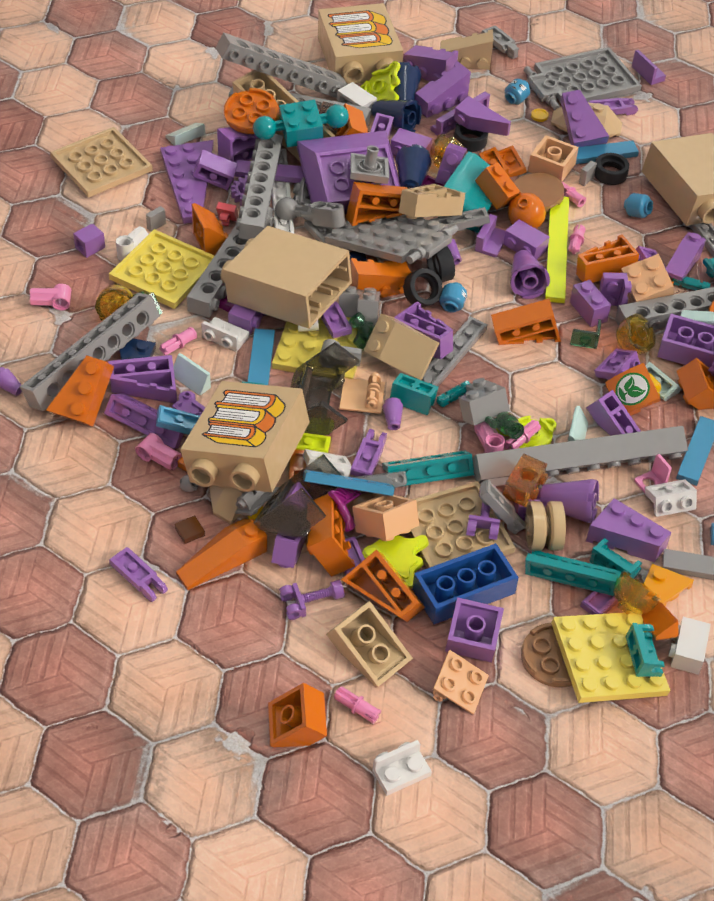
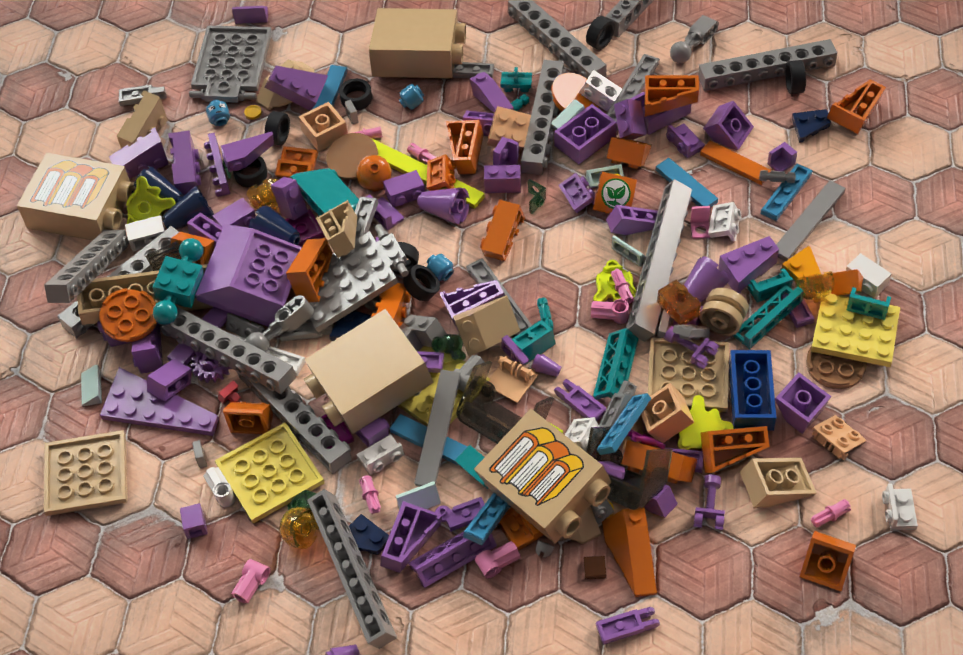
camera: 55 degrees left, 5 degrees up
(83, 391) = (406, 591): orange wedge -> none
(268, 355) = (437, 427): none -> light grey tile
(369, 167) = (276, 254): light grey plate -> none
(386, 388) = (513, 350): none -> medium lavender tile
(483, 400) = (576, 295): light grey brick -> none
(497, 185) = (342, 175): orange slope -> none
(506, 424) = (609, 290): clear green piece -> none
(522, 121) = (279, 125): none -> black tyre
(559, 257) = (440, 173): none -> orange bracket
(619, 105) = (280, 56): medium lavender hinge -> none
(635, 334) = (557, 166): clear yellow cylinder -> none

